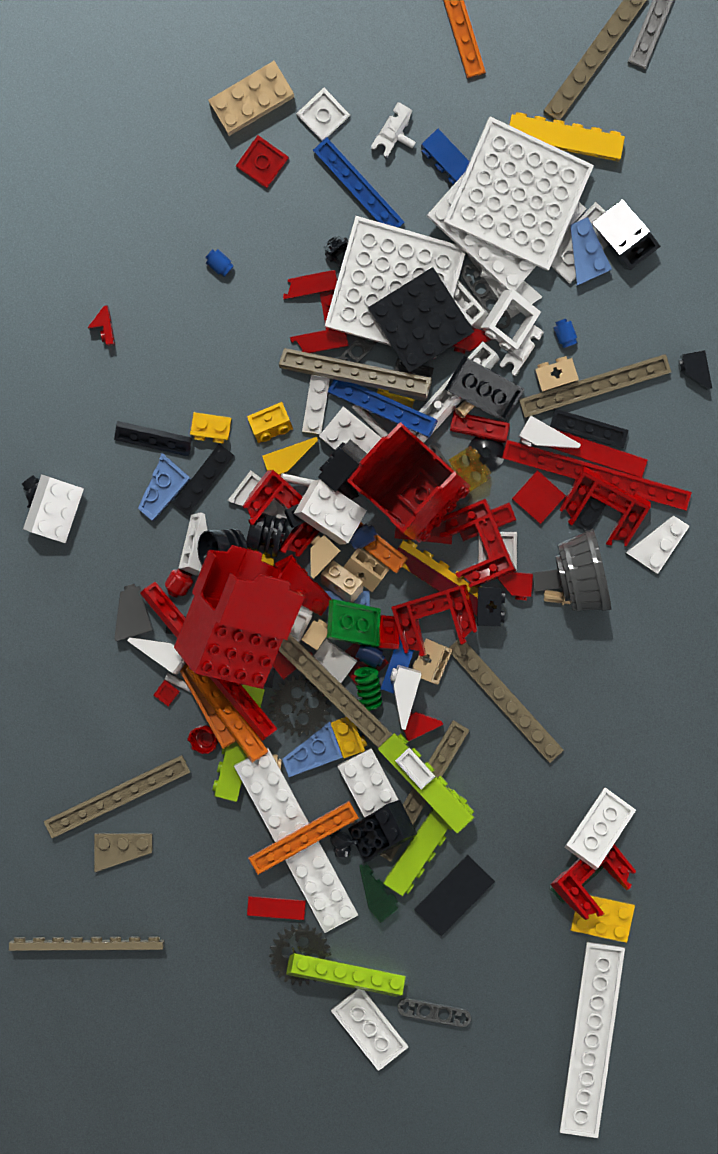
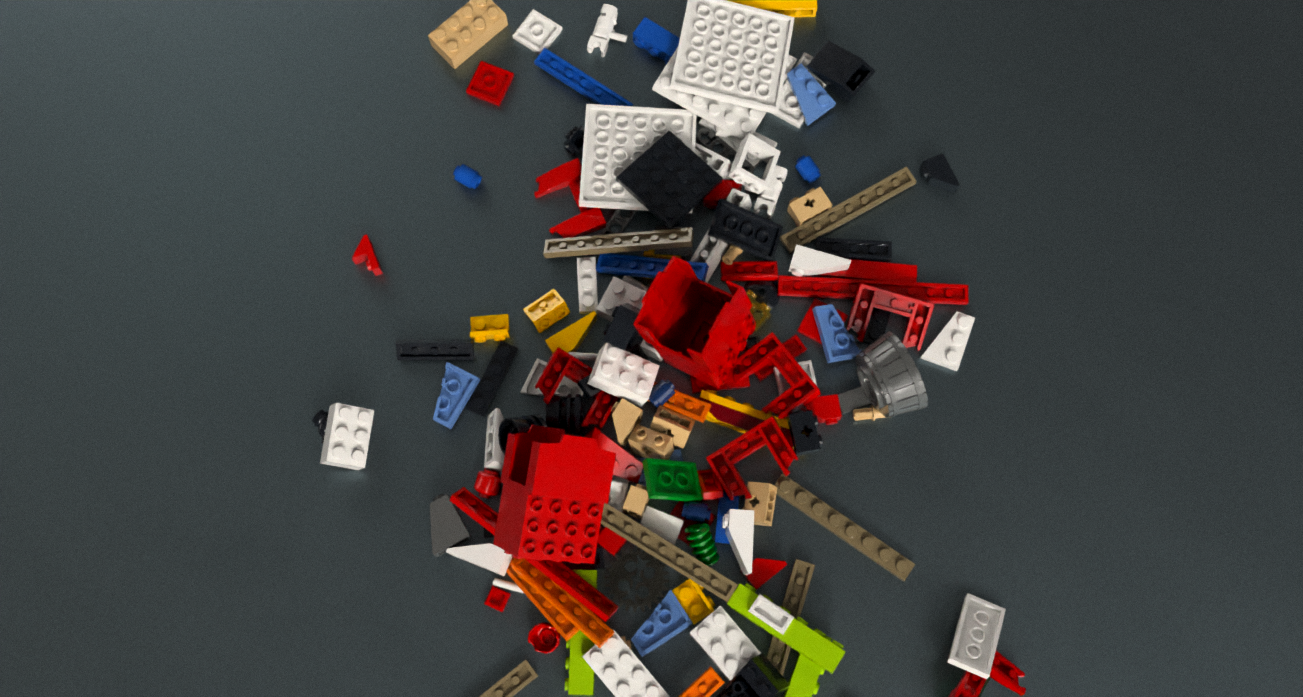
camera: 10 degrees left, 15 degrees down
(545, 514) = (834, 337): none -> medium blue wing

